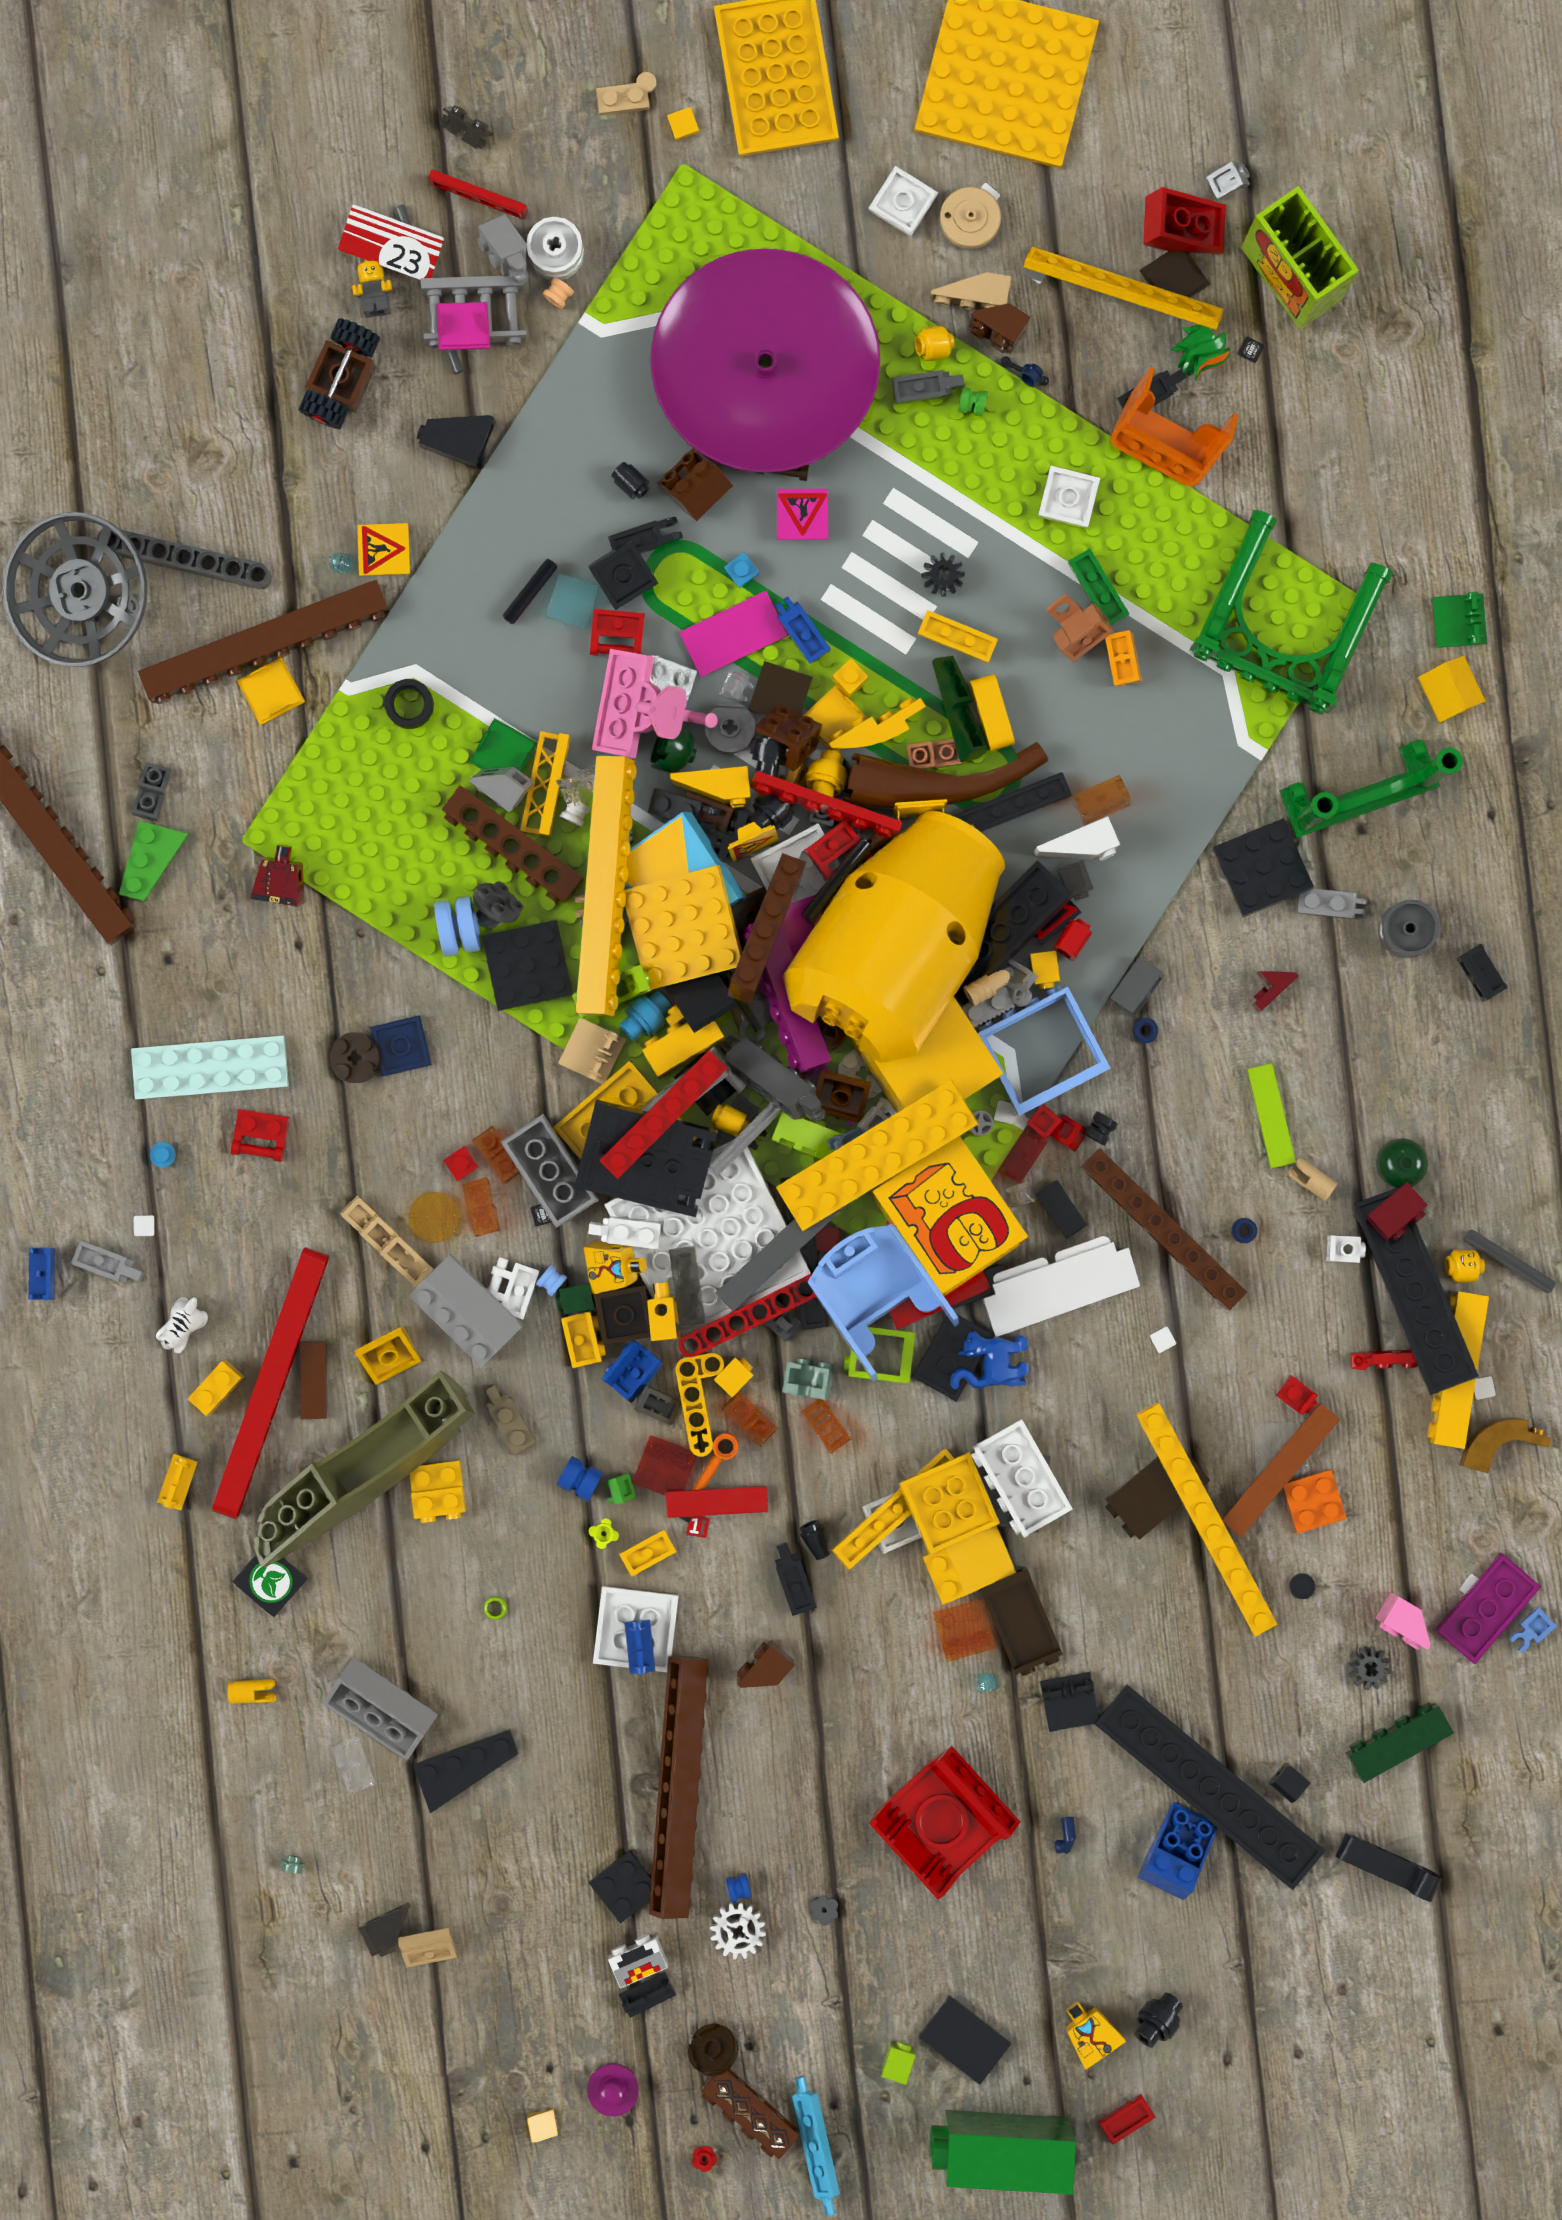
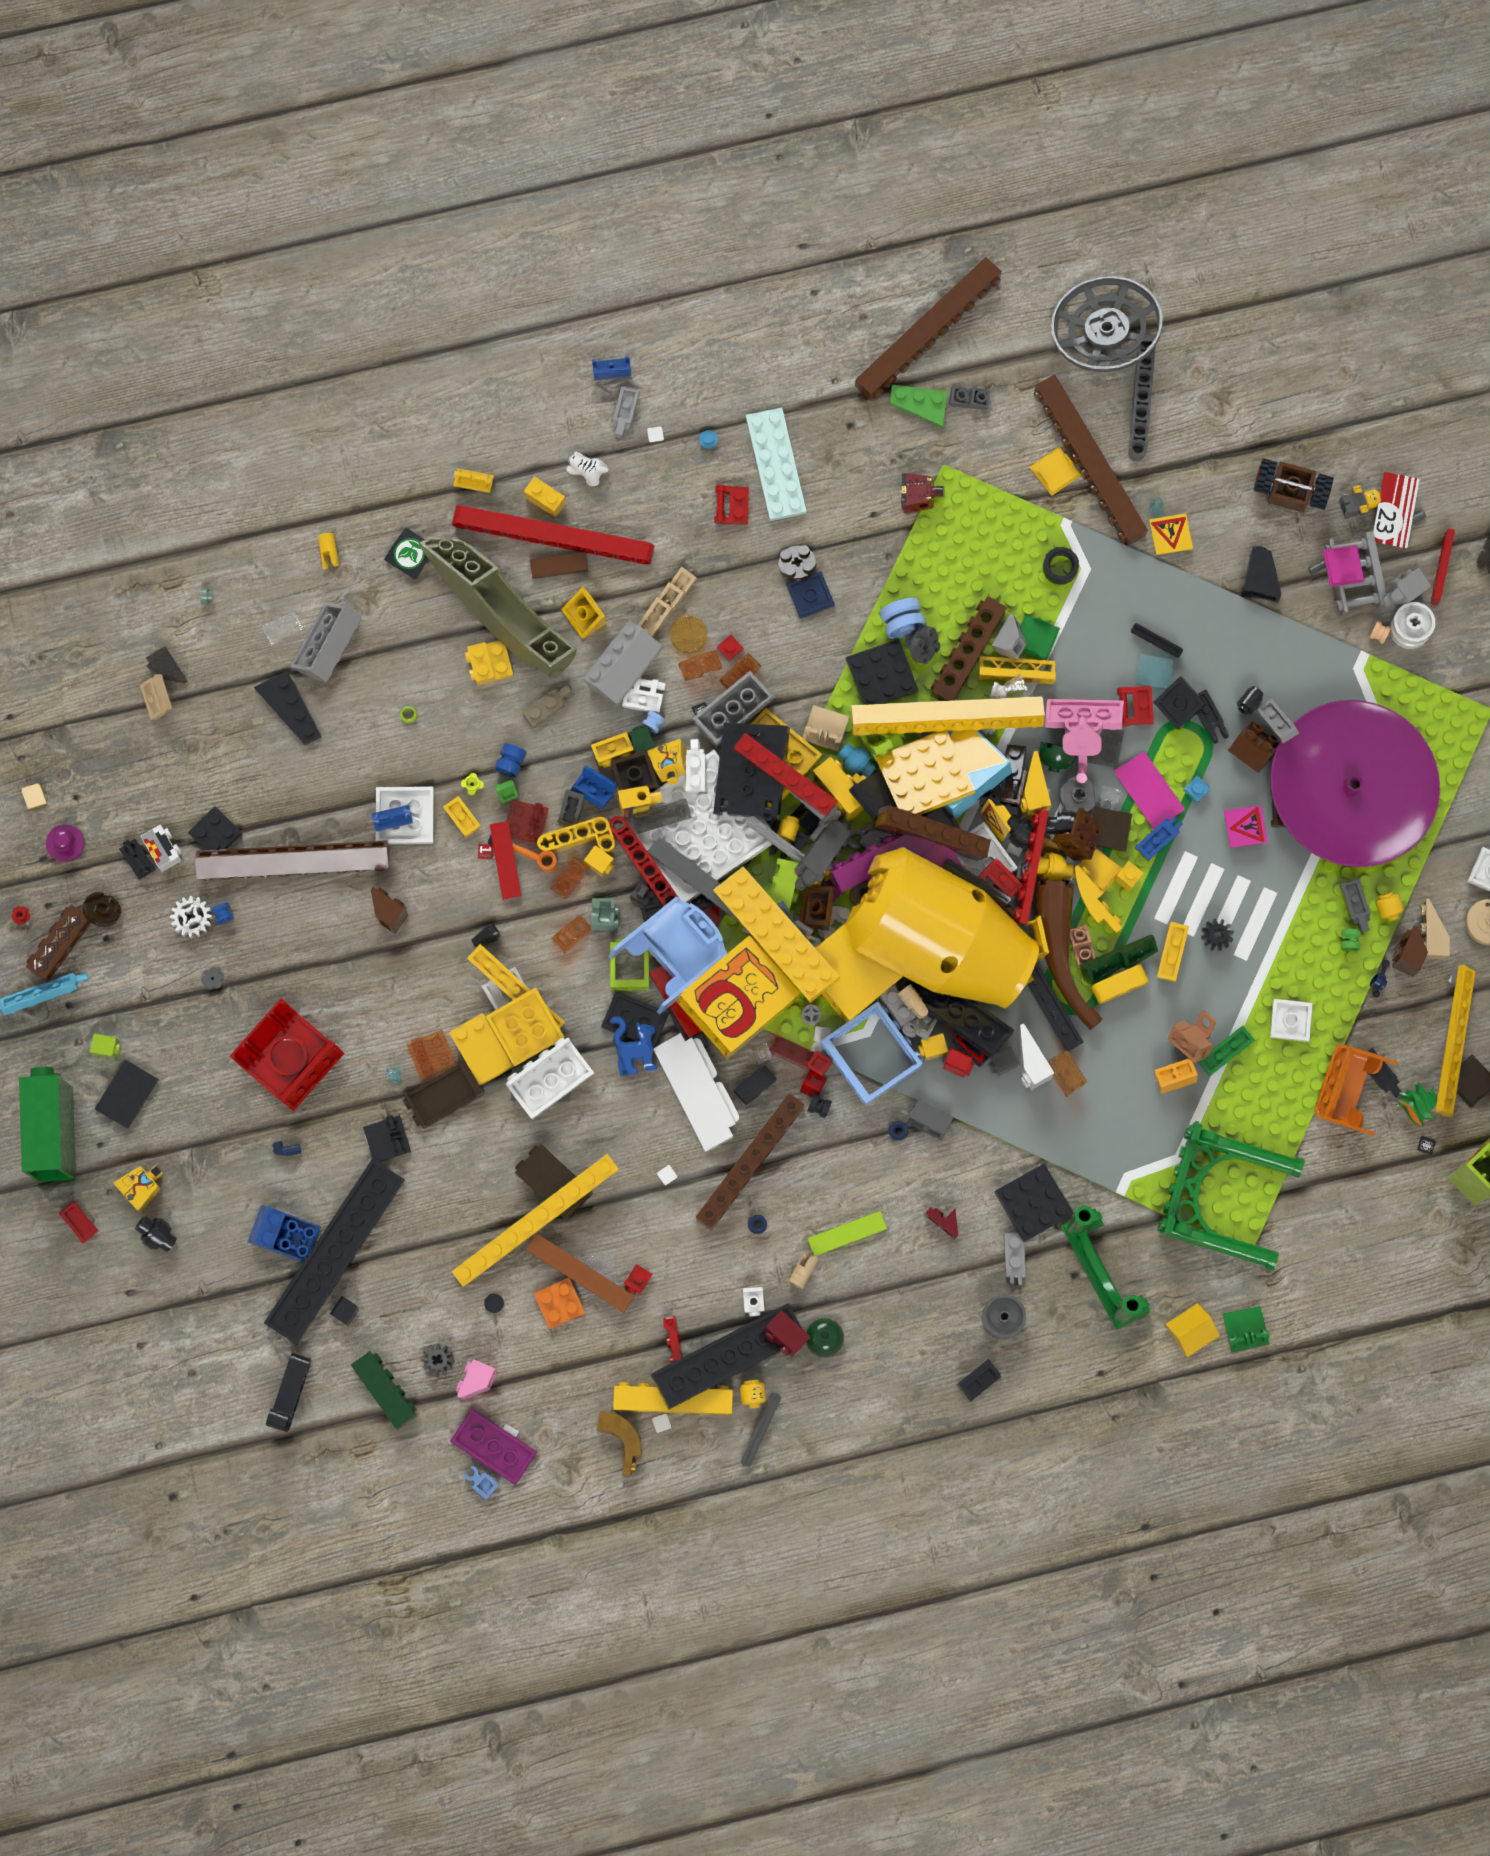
camera: 80 degrees right, 10 degrees down
(667, 448) = (1277, 720): none -> light grey plate
(794, 1581) = (453, 924): black hinge -> none

